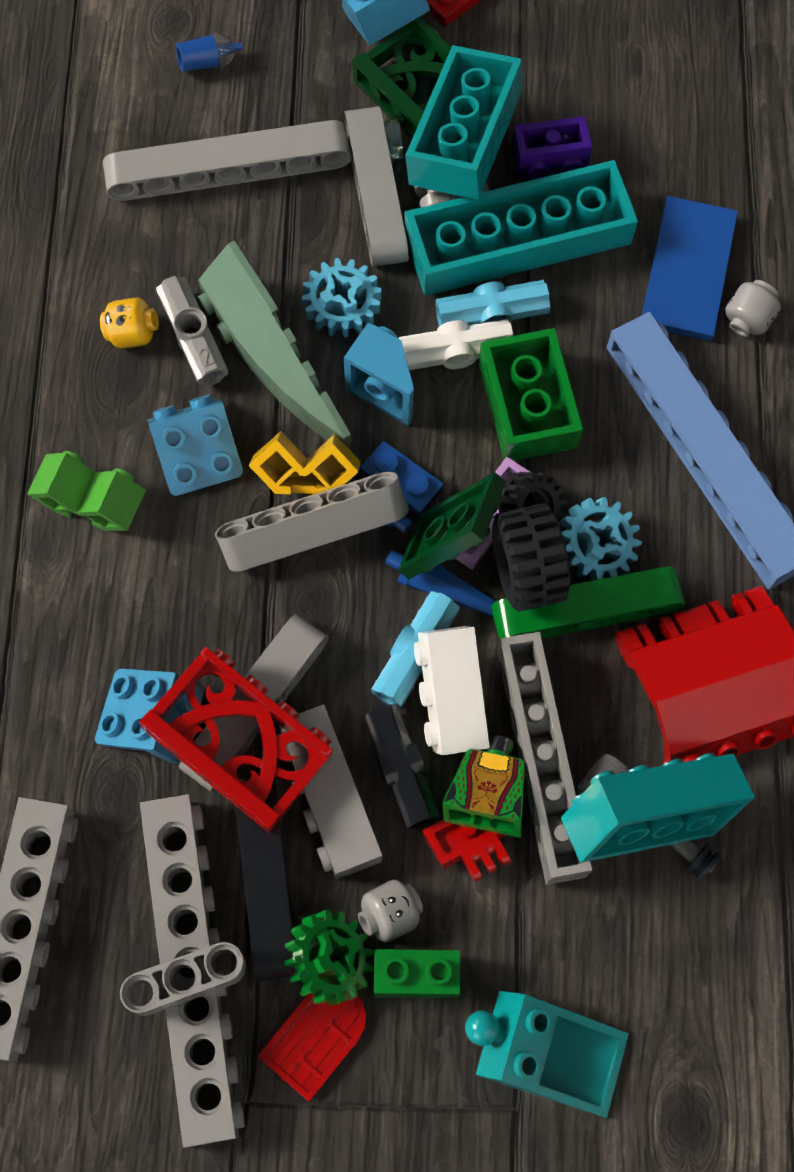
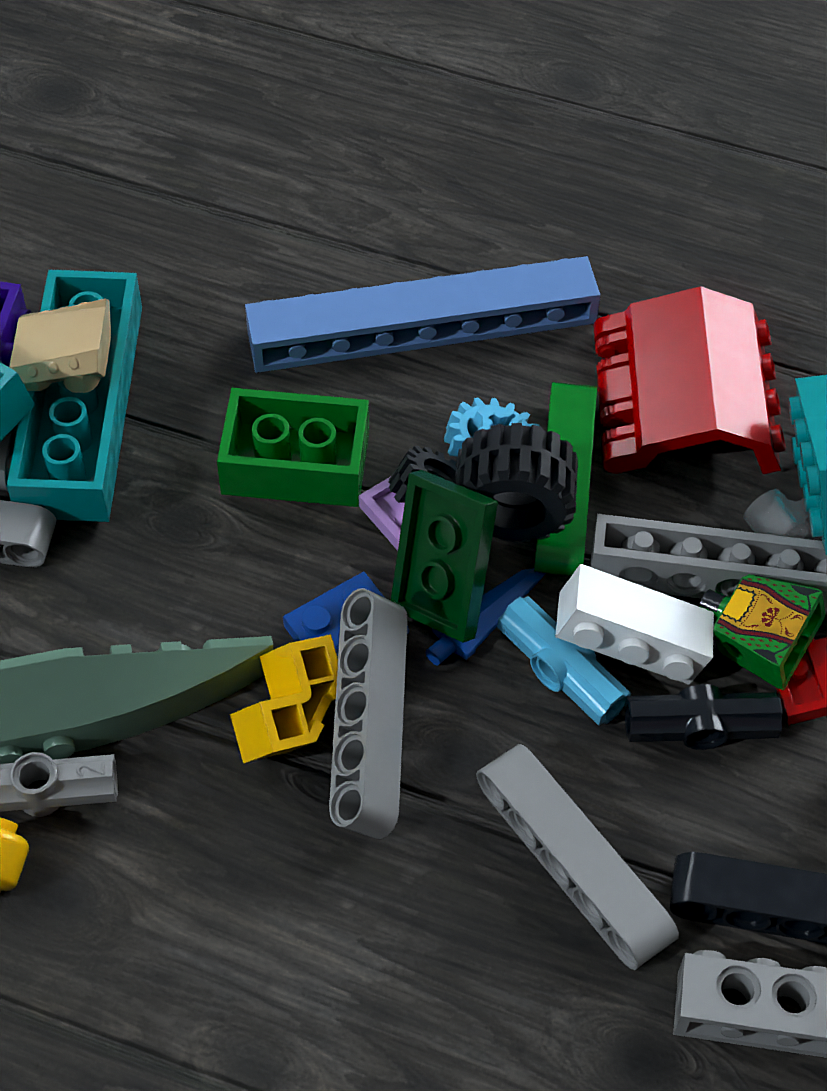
camera: 70 degrees left, 15 degrees down
(72, 487) = (198, 993): bright green brick -> none
(129, 700) = (550, 988): dark azure bracket -> none
(179, 736) = (626, 930): red fence -> none
(195, 445) = (197, 825): dark azure bracket -> none
(334, 309) = (73, 602): medium azure gear -> none
(335, 805) = (715, 802): light grey brick -> none
(380, 373) = (207, 578): dark azure slope -> none
(453, 344) = (191, 507): white piece -> none
(494, 303) = (159, 455): medium azure piece -> none
(537, 197) = (63, 346): none -> tan slope
(690, 267) = (196, 266): blue tile -> none
(753, 308) = (276, 224): light grey head -> none

